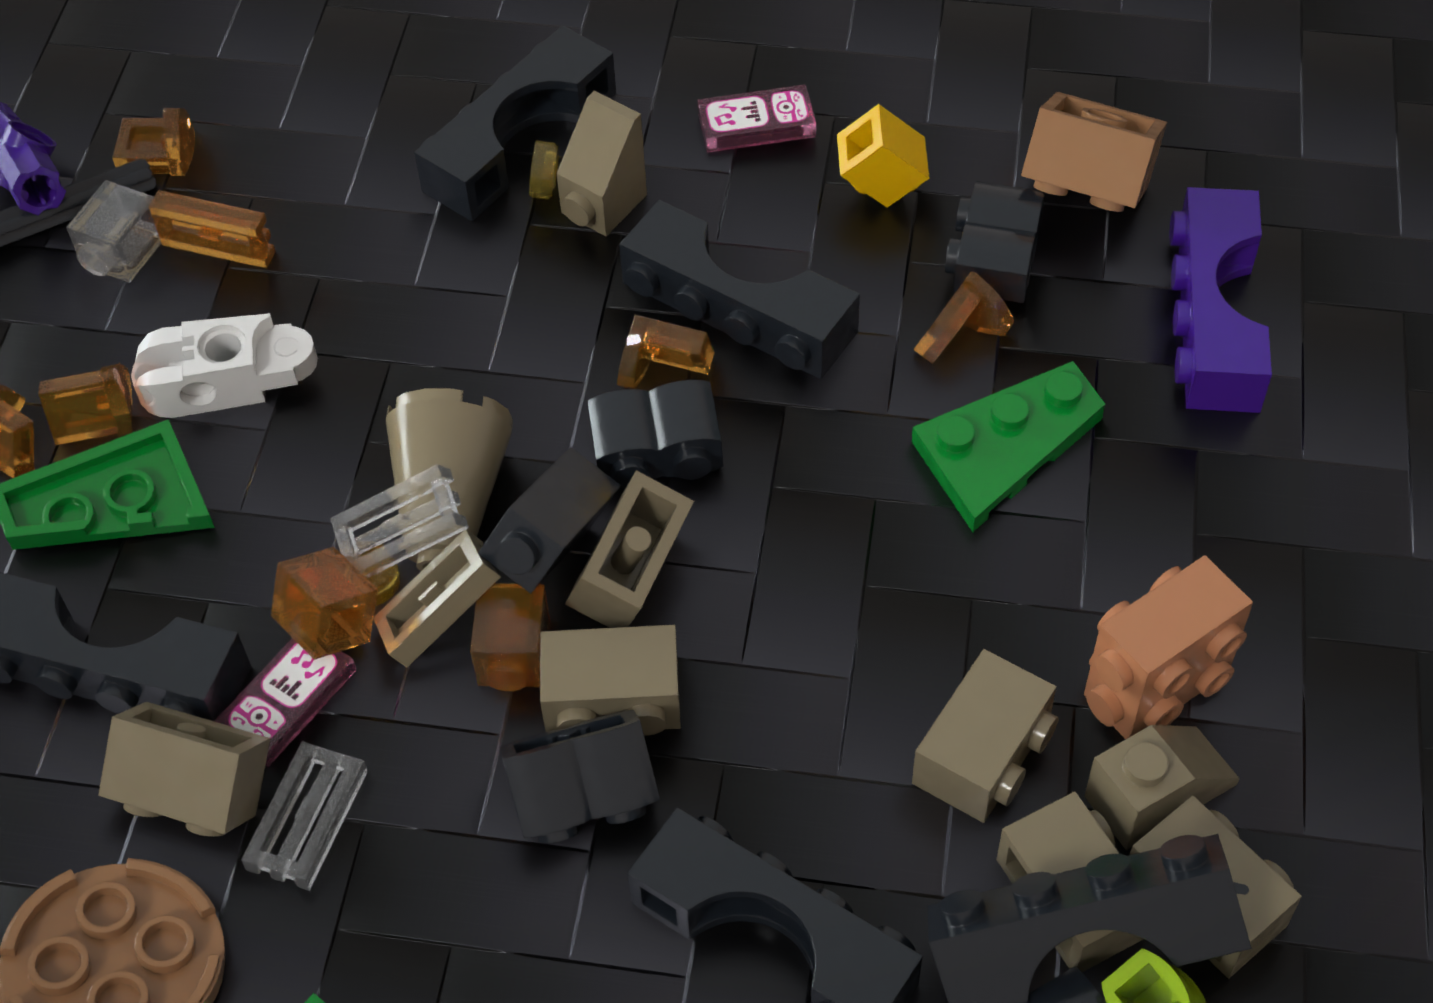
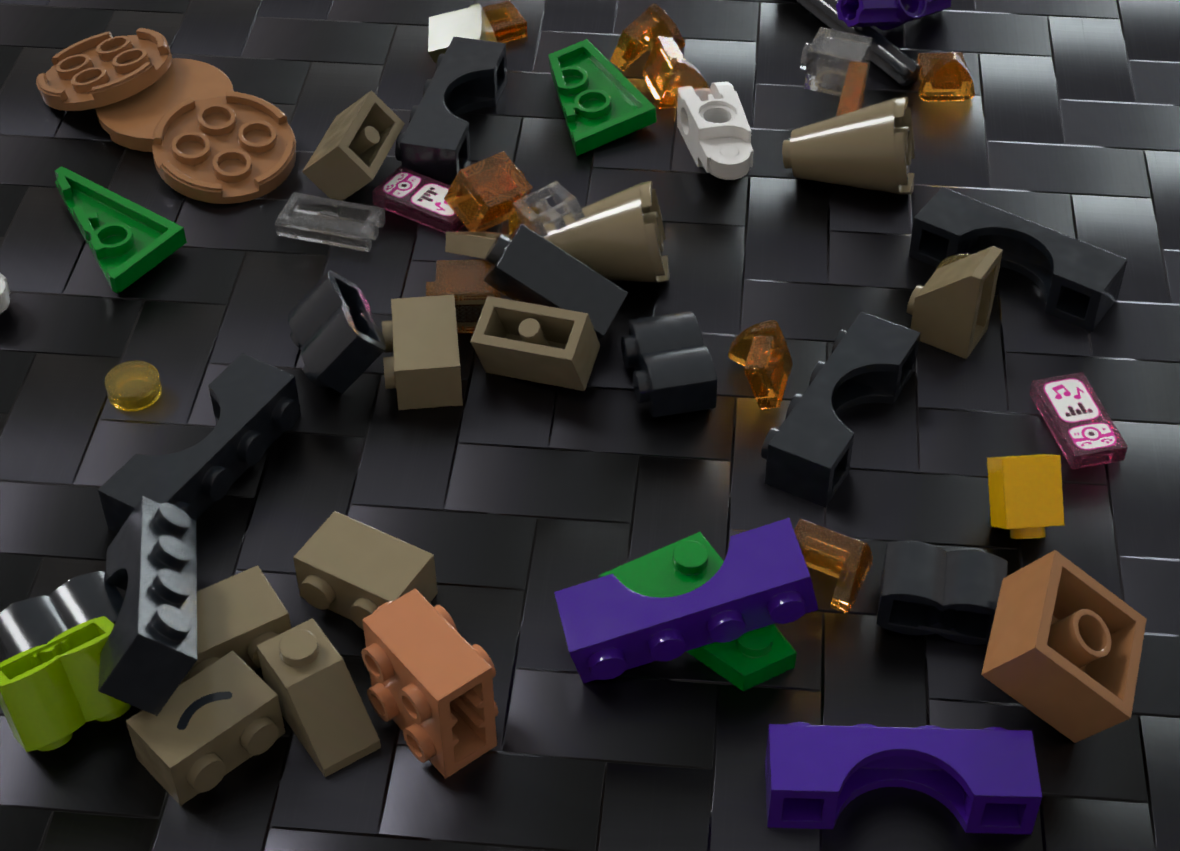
camera: 85 degrees right, 10 degrees down
(316, 218) = (857, 149): none -> dark tan cone
(1033, 353) = (755, 587): none -> dark purple arch

